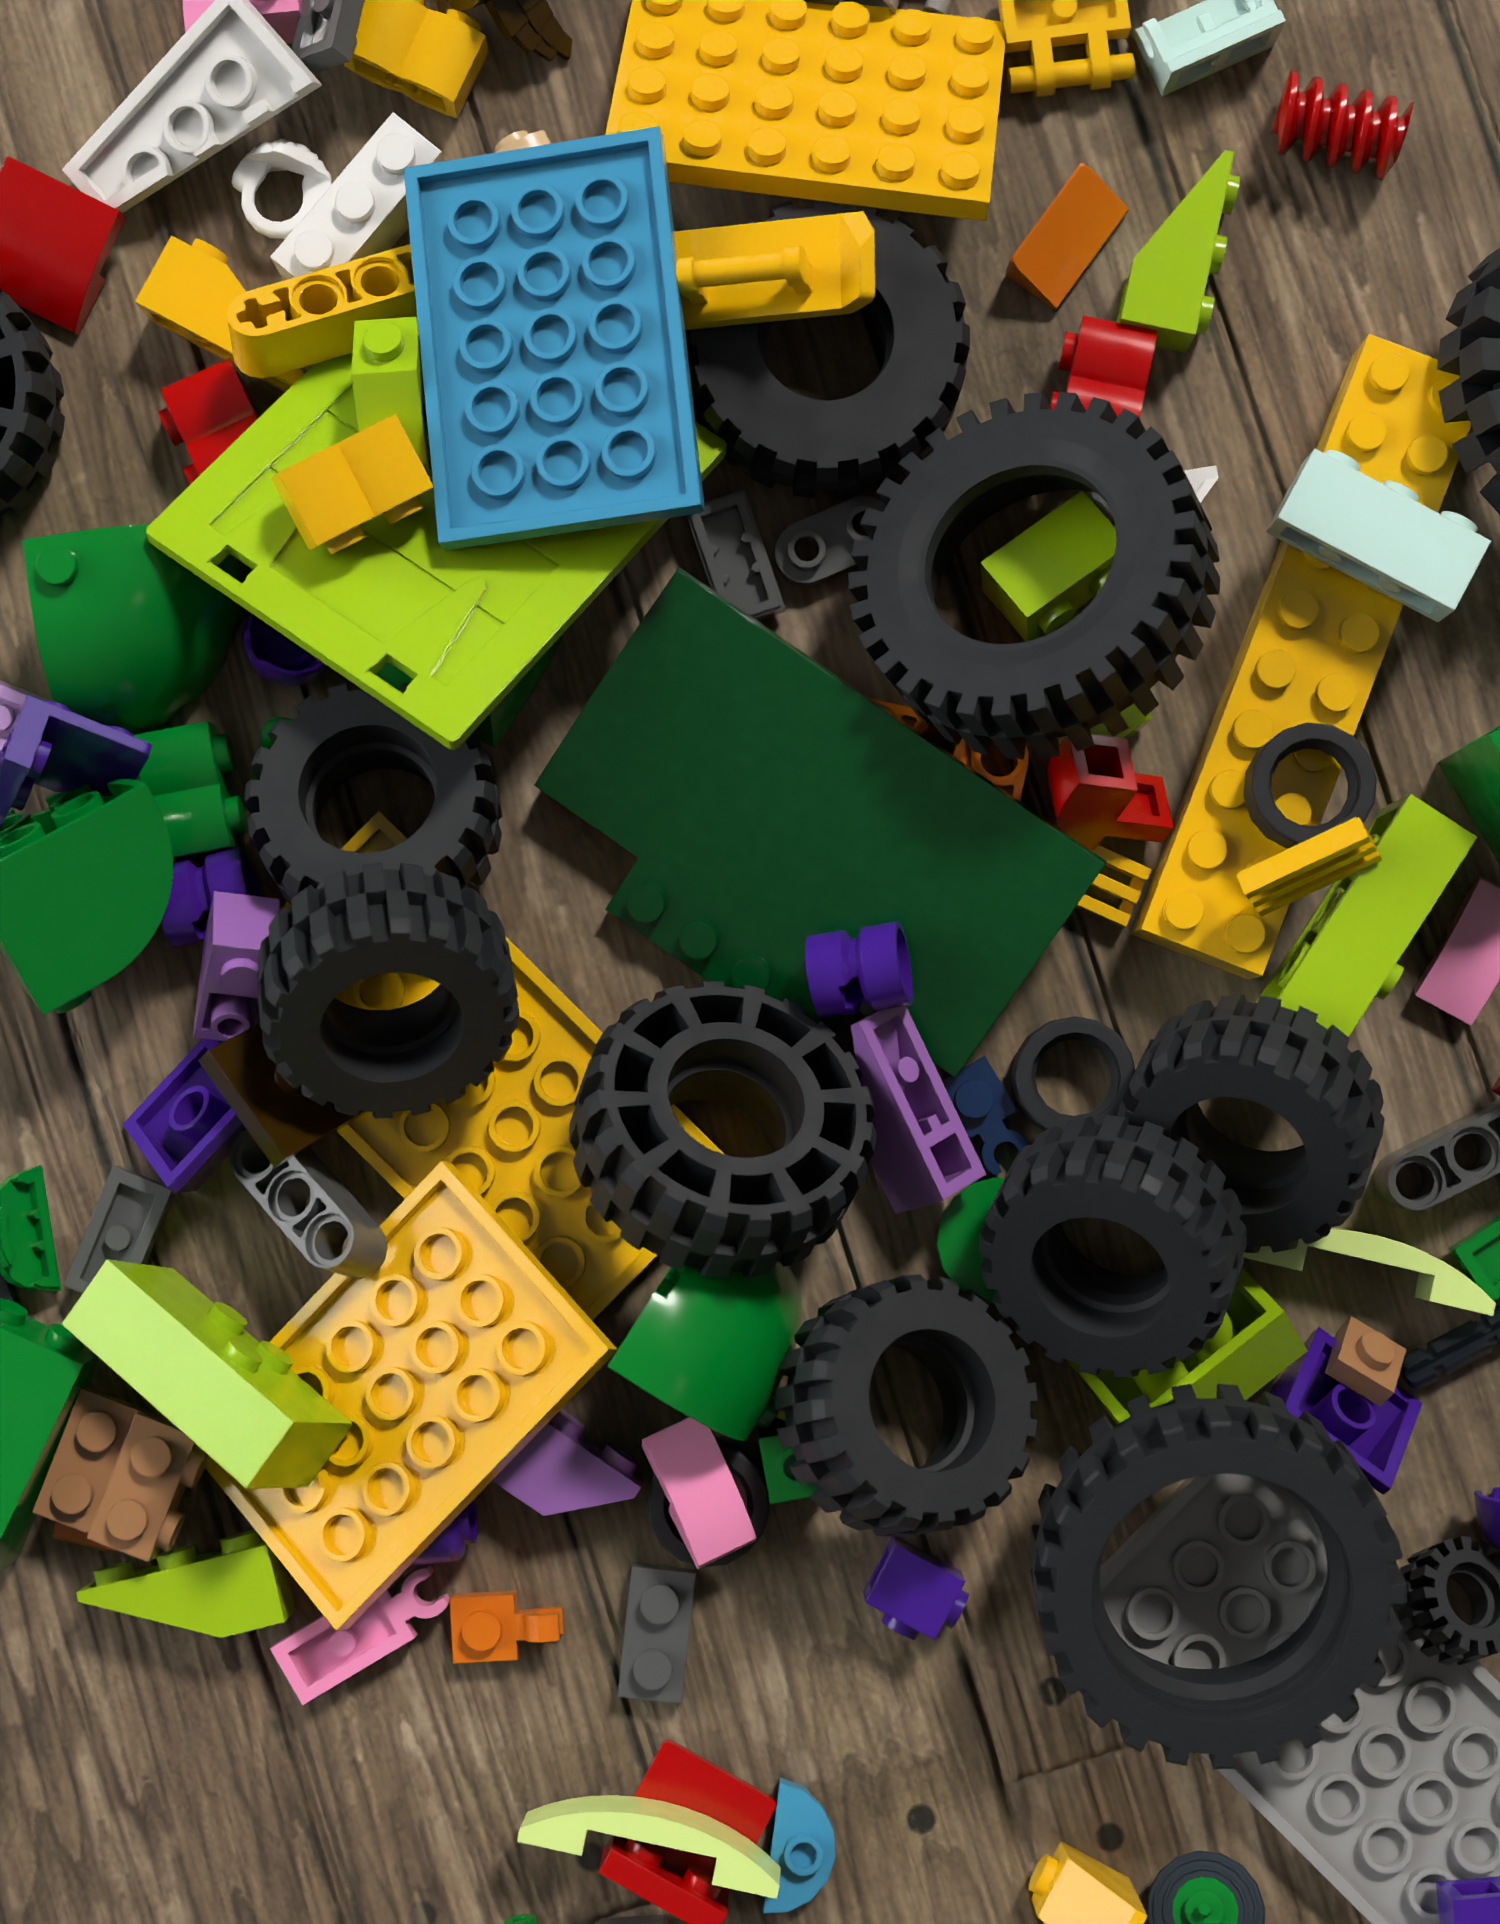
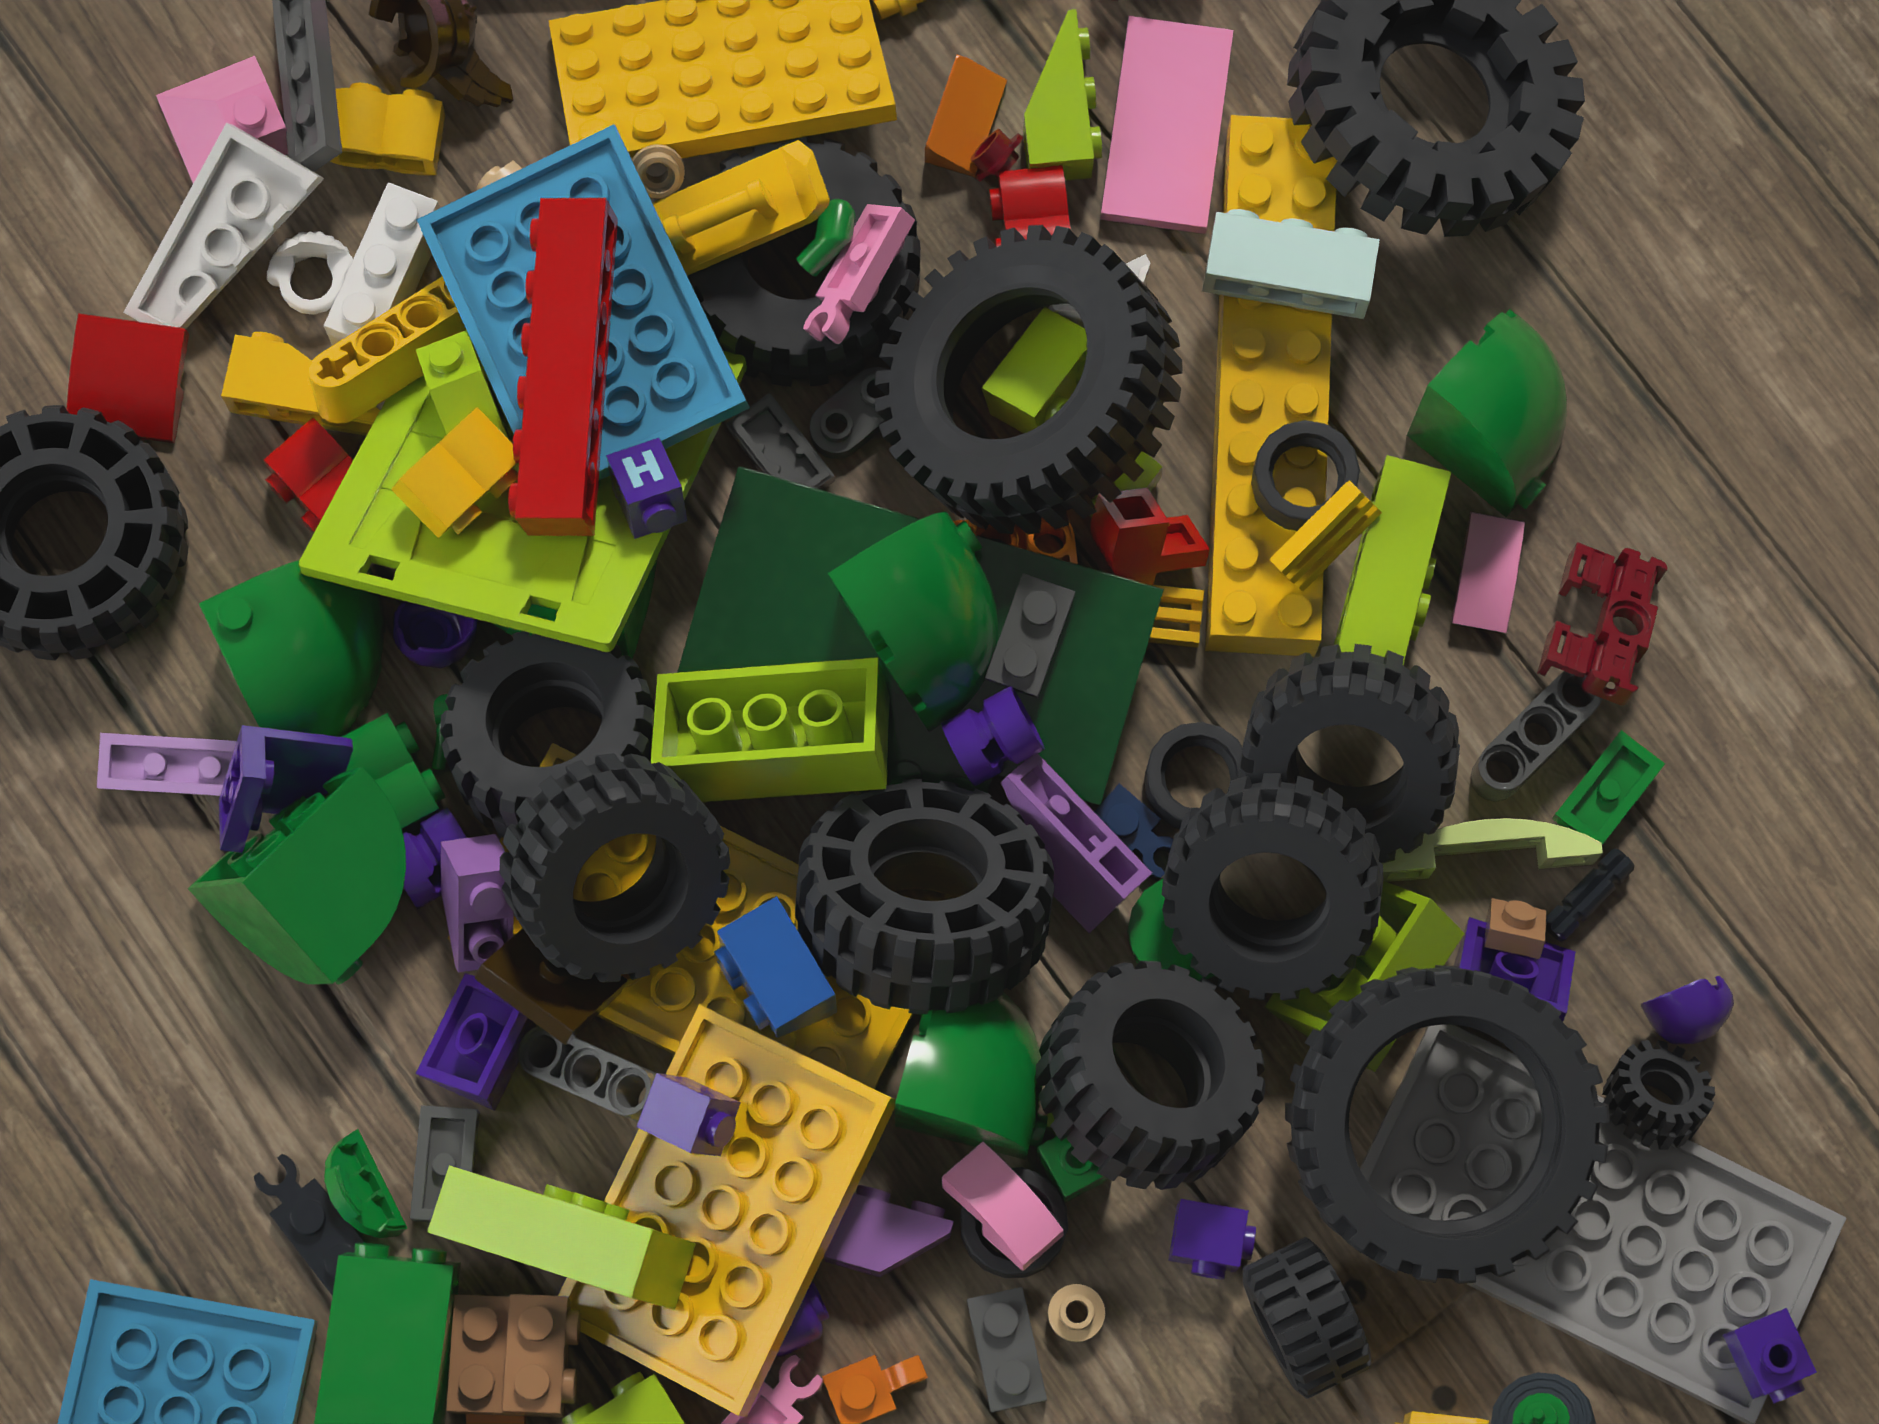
camera: 25 degrees left, 10 degrees down
(384, 1290) = (689, 1115): none -> brick
(508, 397) = (565, 367): none -> red brick
(529, 1158) = (775, 970): none -> blue slope
(558, 570) = (647, 488): none -> dark purple brick
(617, 885) = (774, 729): none -> lime brick
(700, 214) = (667, 183): none -> tan plate
(744, 1599) = (1076, 1331): none -> tan plate
(830, 812) = (925, 612): none -> green brick
(866, 336) = (833, 233): none -> green arm
(883, 387) = (858, 270): none -> bright pink plate
(938, 869) = (1030, 635): none -> dark grey plate
(989, 1723) = (1307, 1317): none -> black tyre
(1087, 293) = (996, 154): none -> dark red plate
(1292, 318) = (1167, 125): none -> bright pink tile

